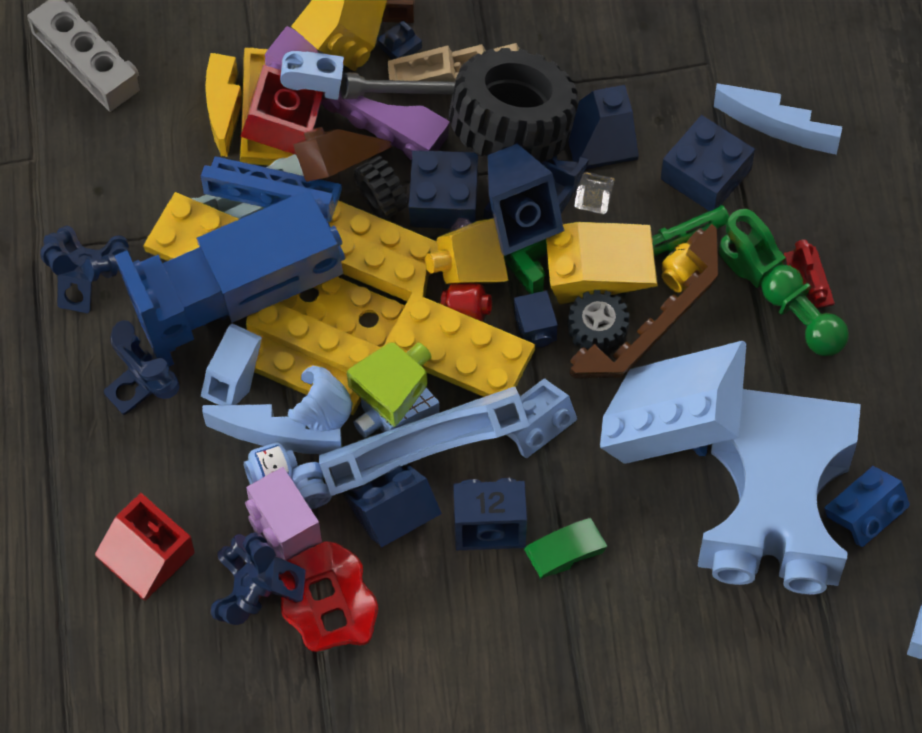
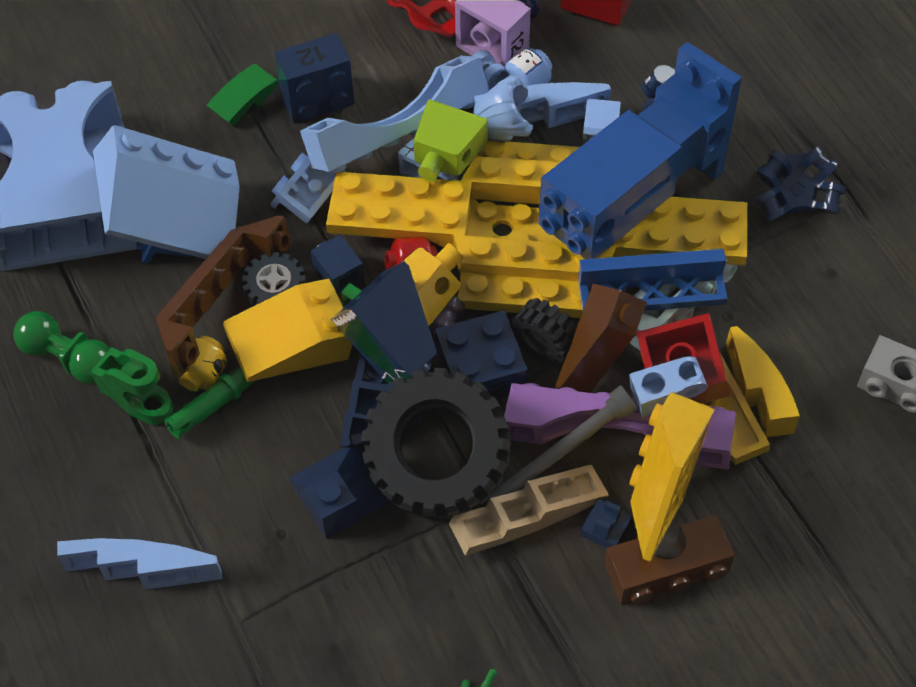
camera: 160 degrees right, 5 degrees down
(393, 504) = (402, 73): dark blue slope -> none
(594, 193) = (323, 425): clear slope -> none
(707, 163) = (205, 477): dark blue brick -> none
(807, 262) = (67, 398): red hinge -> none

